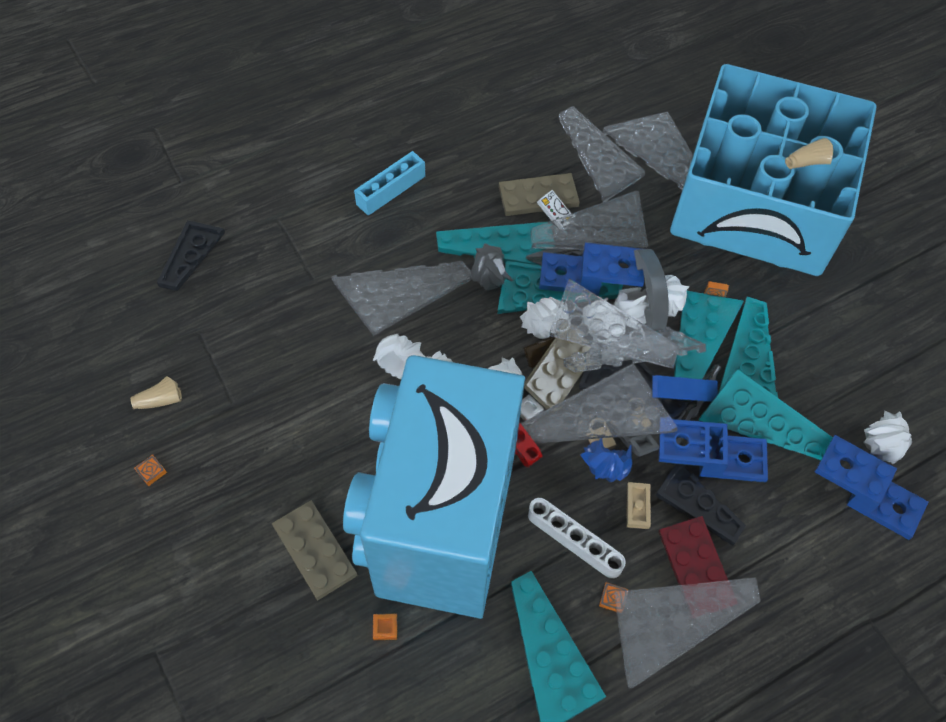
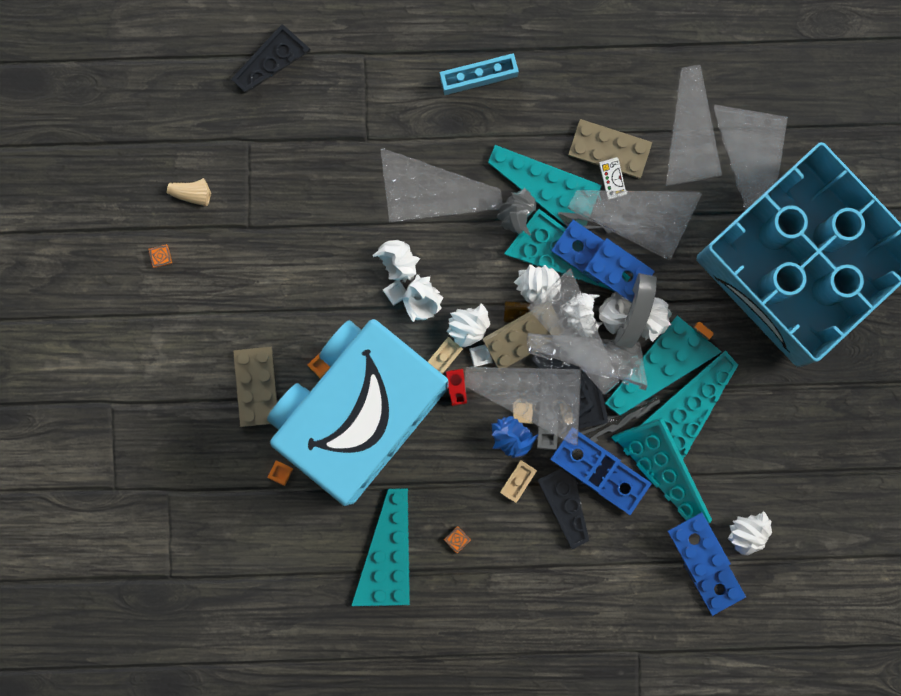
camera: 30 degrees right, 25 degrees up
(581, 547) = (461, 489): white beam -> none
(670, 620) = (486, 579): clear wing -> none
(684, 388) = (609, 412): blue tile -> none
(692, 552) = (532, 551): dark red plate -> none
(812, 154) = (825, 284): tan piece -> none

